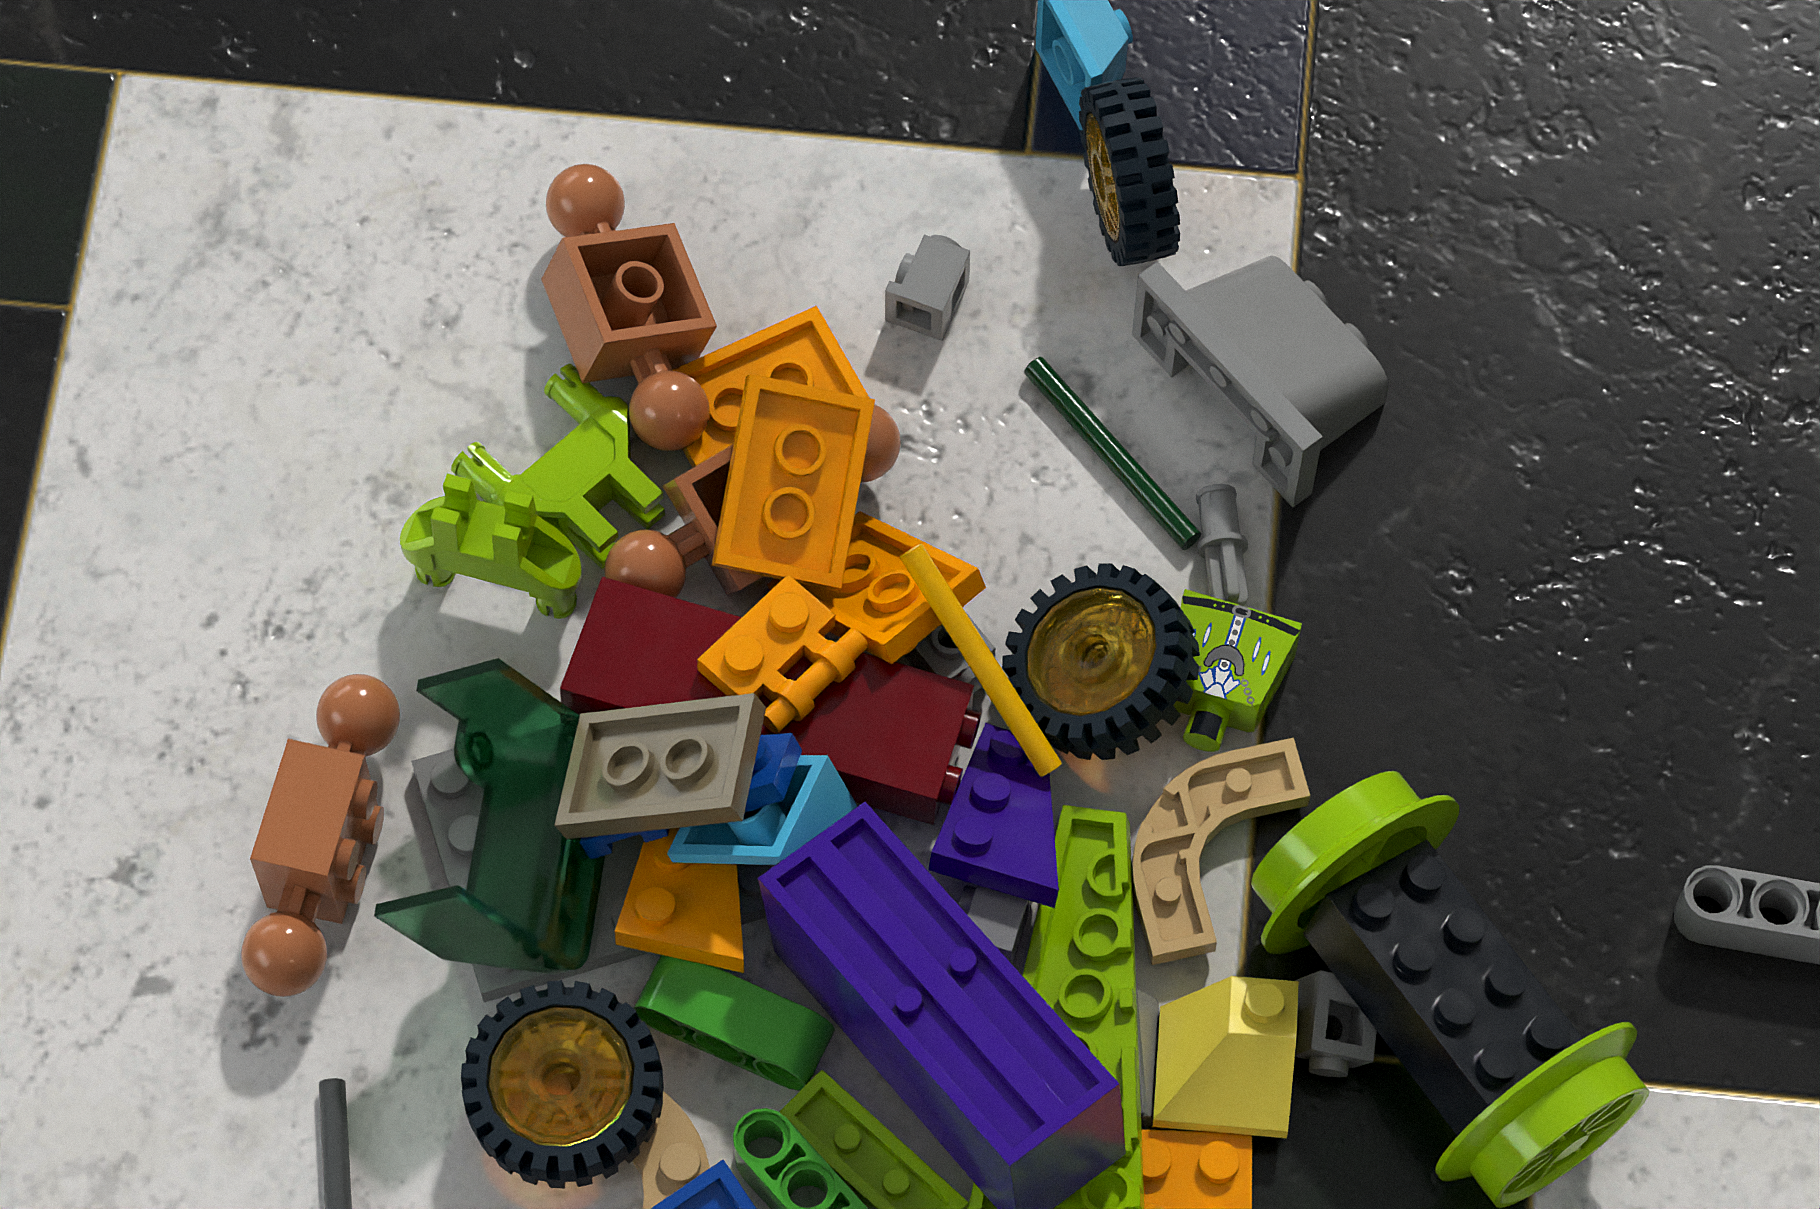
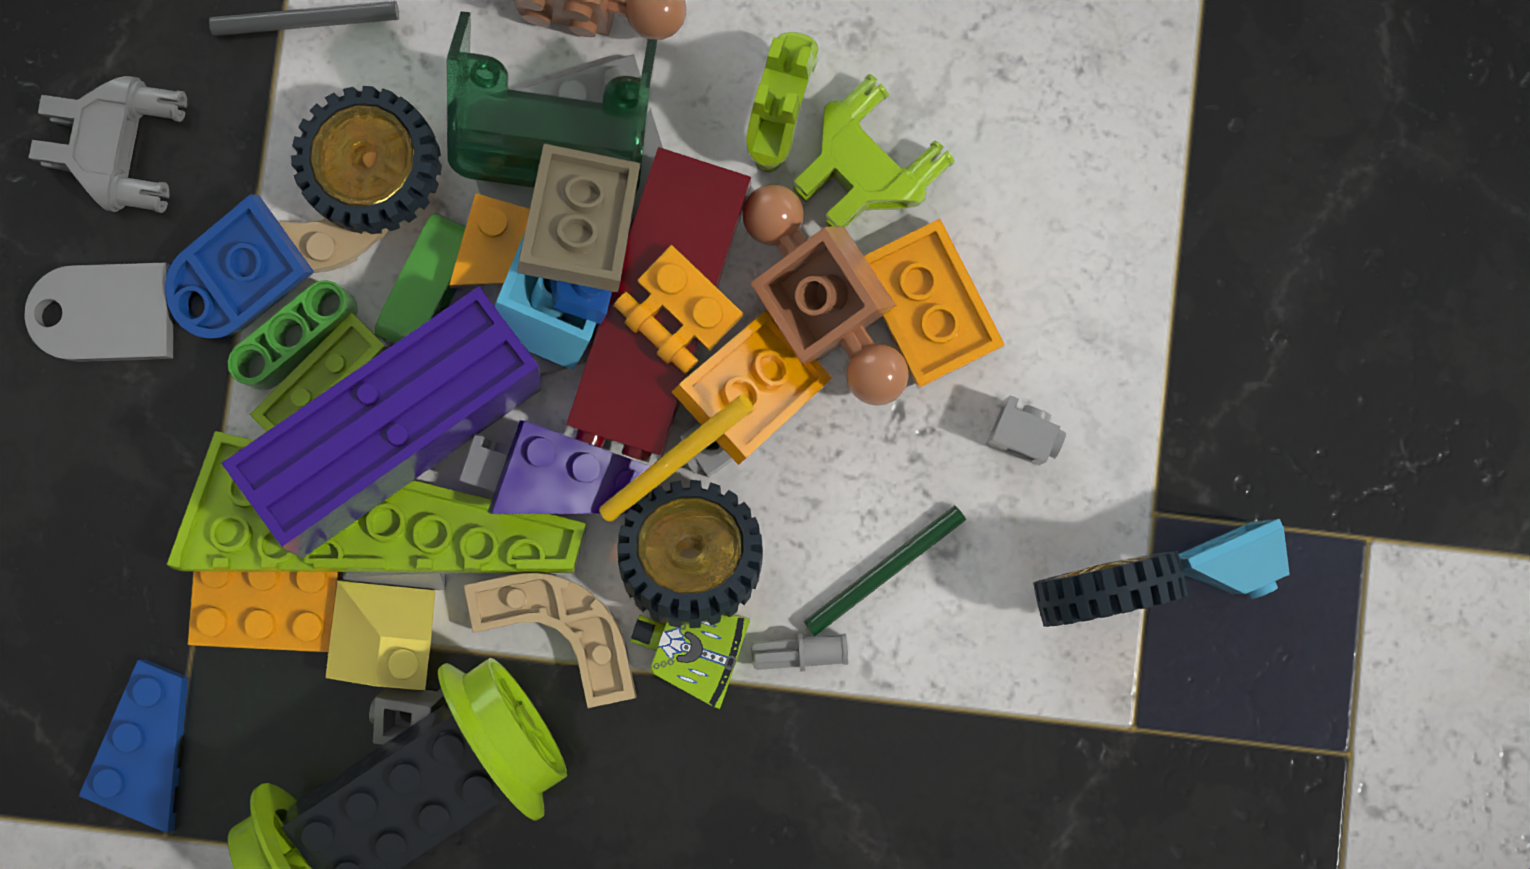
camera: 95 degrees right, 20 degrees up
(628, 305) = (999, 198): nougat brick -> none
(793, 482) = (821, 317): light orange plate -> none
(1270, 356) = (955, 695): light grey windscreen -> none

